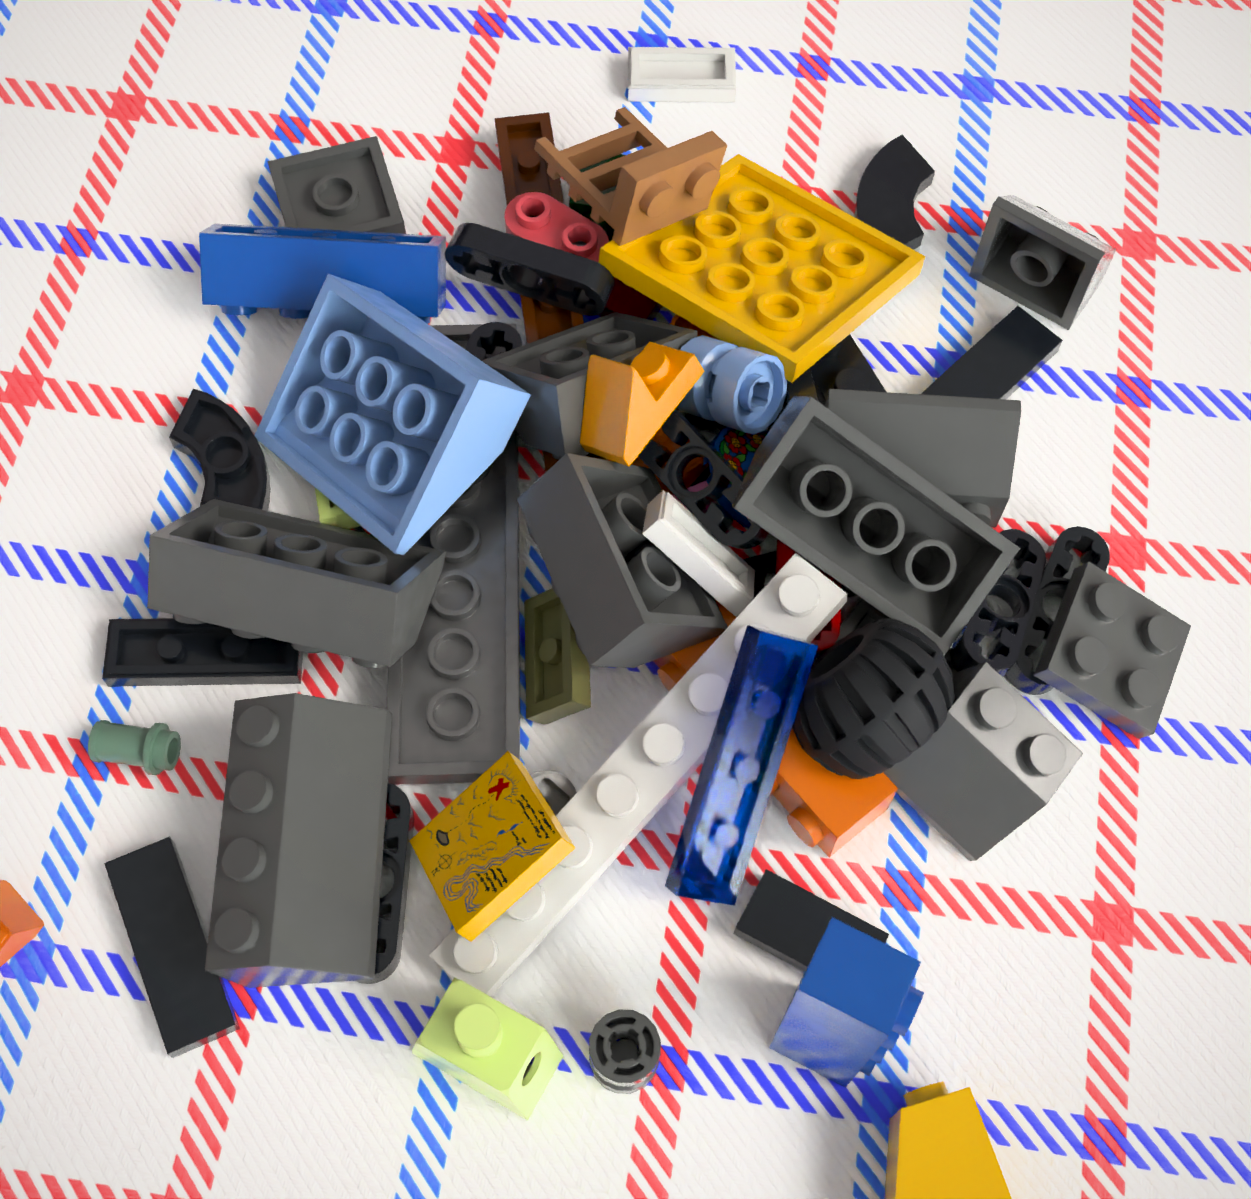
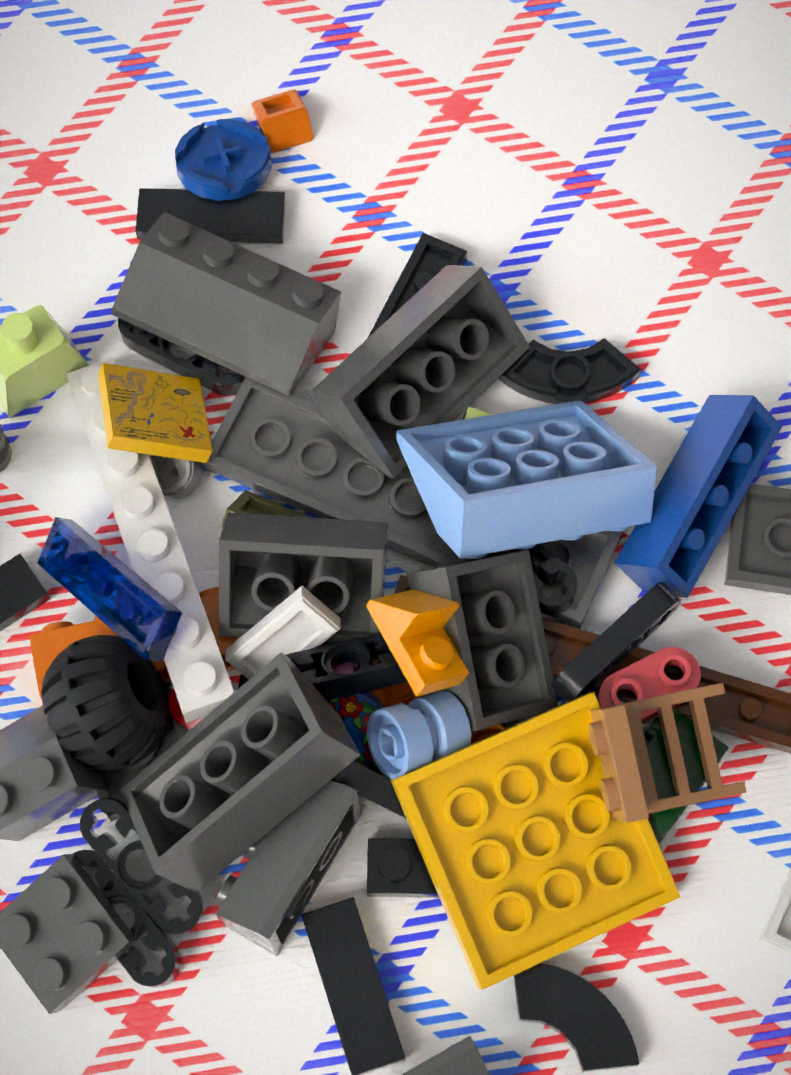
camera: 120 degrees right, 5 degrees up
(82, 965) = (223, 160): none -> blue tile
(145, 747) = (351, 245): sand green pin -> none

